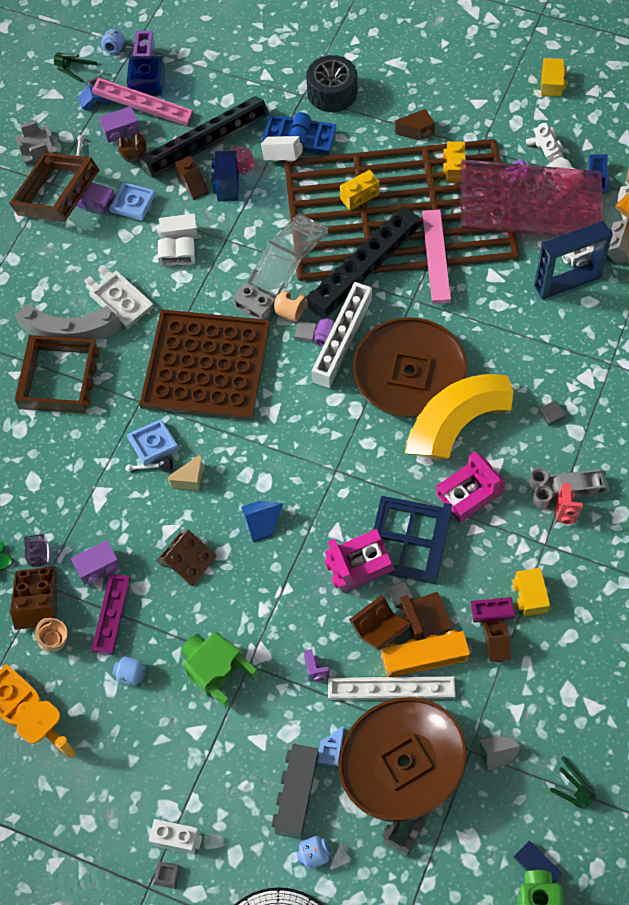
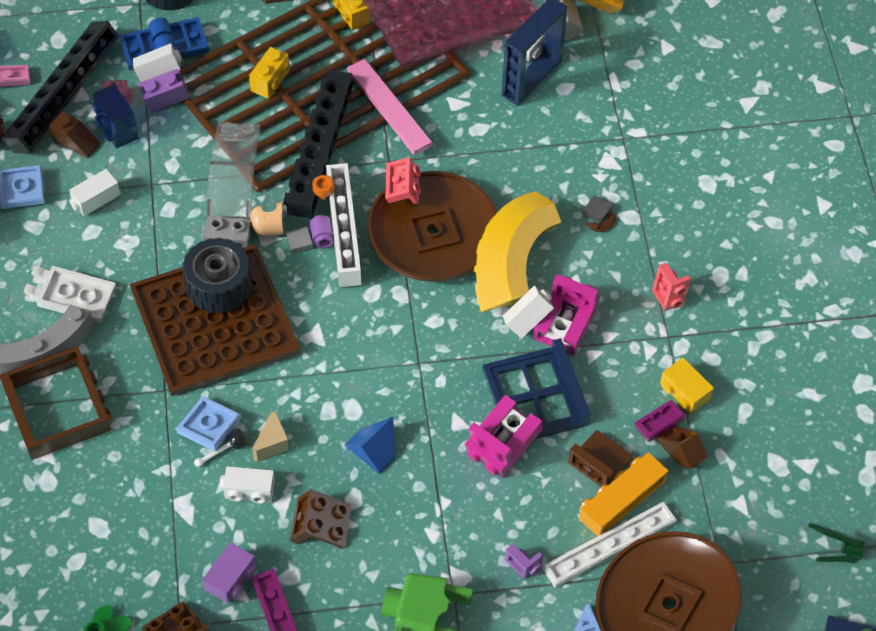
camera: 35 degrees left, 5 degrees down
(36, 550) = (153, 593): clear purple brick -> none
(151, 502) = (248, 484): none -> white brick
(176, 251) = (106, 218): white brick -> none
(221, 331) = (217, 275): none -> black wheel
(275, 171) = (164, 90): none -> medium lavender brick
(340, 297) = (323, 186): none -> orange tile
(378, 624) = (562, 489): reddish brown bracket -> none
(397, 591) = (559, 451): flat silver tile -> none
(405, 320) = (402, 180): none -> coral bracket
(438, 470) = (528, 311): none -> white brick
(499, 751) = (749, 549): light grey brick -> none
(551, 428) = (604, 226): none -> reddish brown piece
(582, 483) = (643, 276): light grey piece -> none

